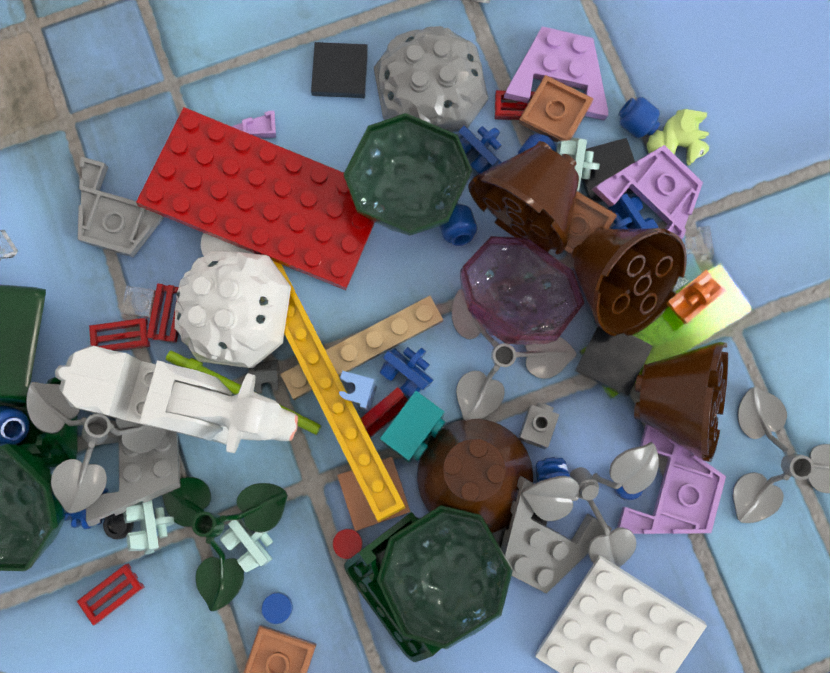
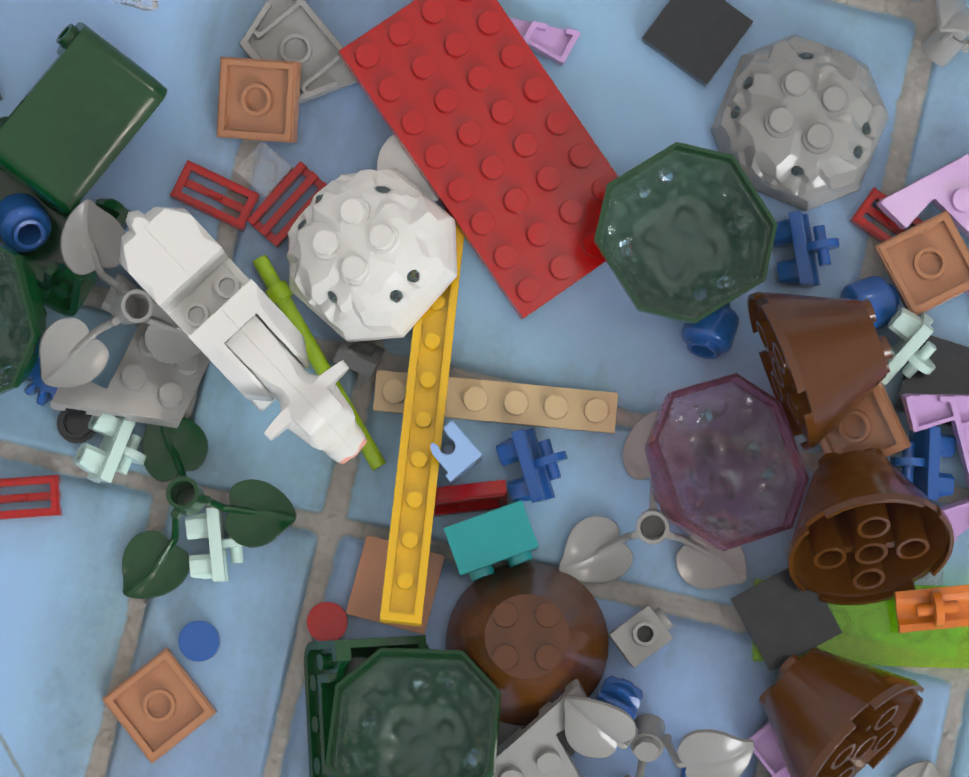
camera: 30 degrees right, 5 degrees up
(109, 263) = (258, 99): none -> nougat tile

